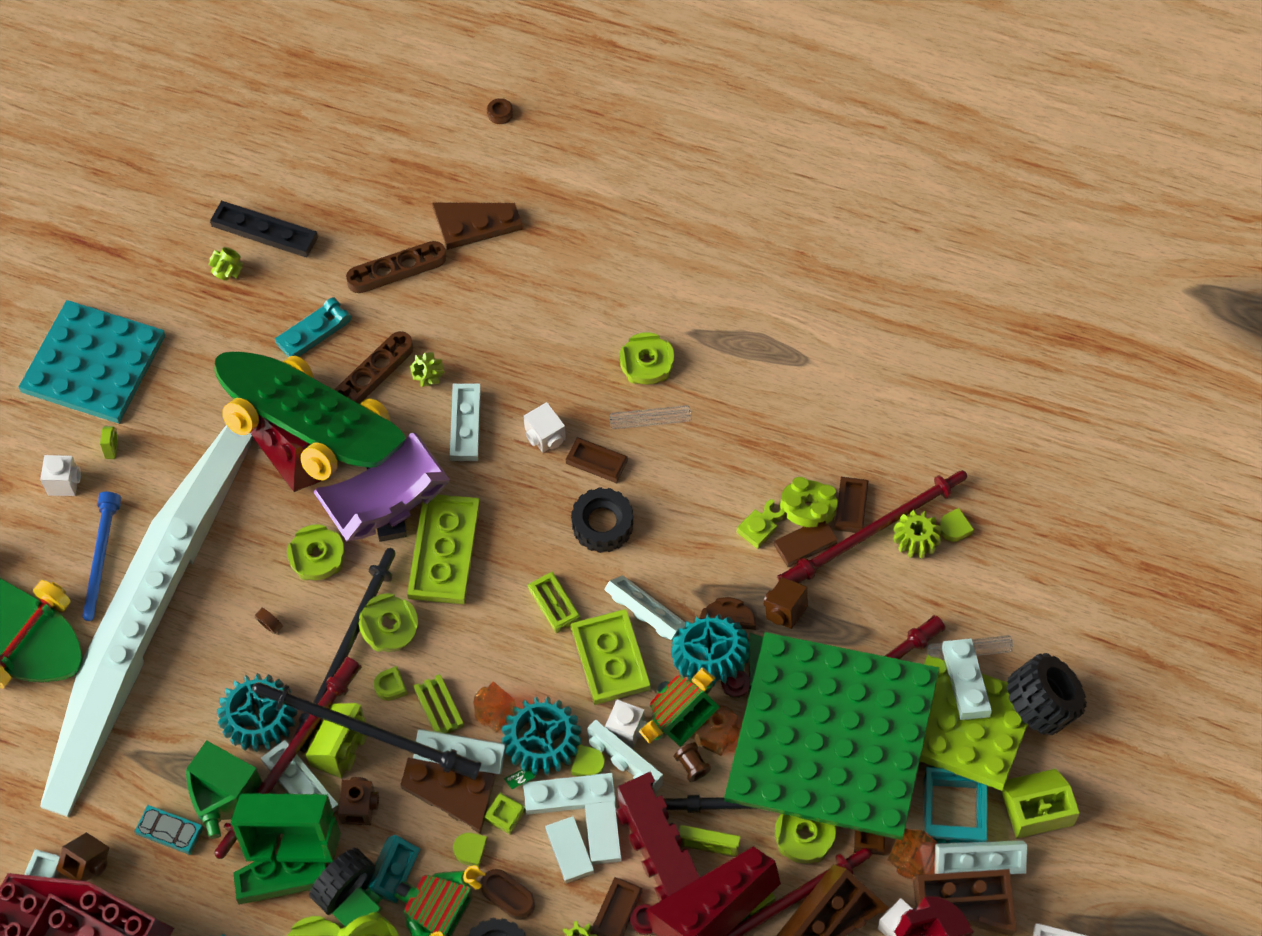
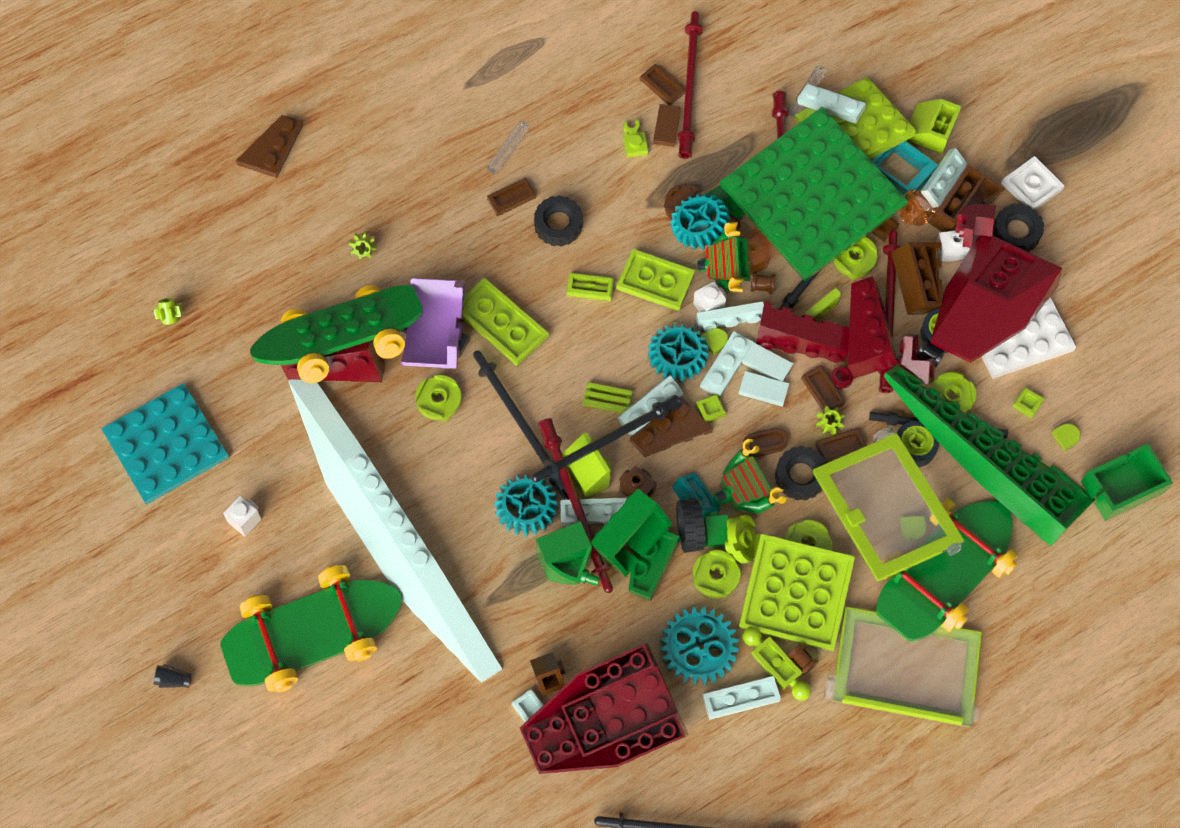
camera: 55 degrees left, 5 degrees up
(108, 505) = (290, 501): blue piece -> none
(109, 442) = (242, 470): lime tile -> none
(168, 830) = (563, 611): tile -> none
(264, 229) = (160, 271): black plate -> none
(268, 621) = (465, 456): reddish brown tile -> none
(313, 329) = (266, 294): teal plate -> none
(377, 374) = (330, 279): reddish brown beam -> none
(390, 685) = (569, 416): lime tile -> none
(394, 262) = (264, 214): reddish brown beam -> none
(394, 608) = (525, 397): lime plate -> none
(465, 422) = (420, 250): light aqua plate -> none
(469, 848) = (719, 443): lime tile -> none
(492, 706) = (637, 365): clear orange brick -> none
(500, 111) = (200, 77): reddish brown tile -> none
(519, 778) = (695, 385): green sticker -> none
(544, 428) = (466, 208): white brick -> none
(643, 372) = (466, 131): lime plate -> none
(645, 607) = (640, 238): light aqua plate -> none
(786, 603) = (702, 161): reddish brown brick -> none
(802, 490) = (635, 107): lime plate -> none
(906, 537) = (714, 64): lime gear -> none
(955, 526) = (722, 43): lime tile -> none
(1046, 694) = (875, 70): black tyre -> none

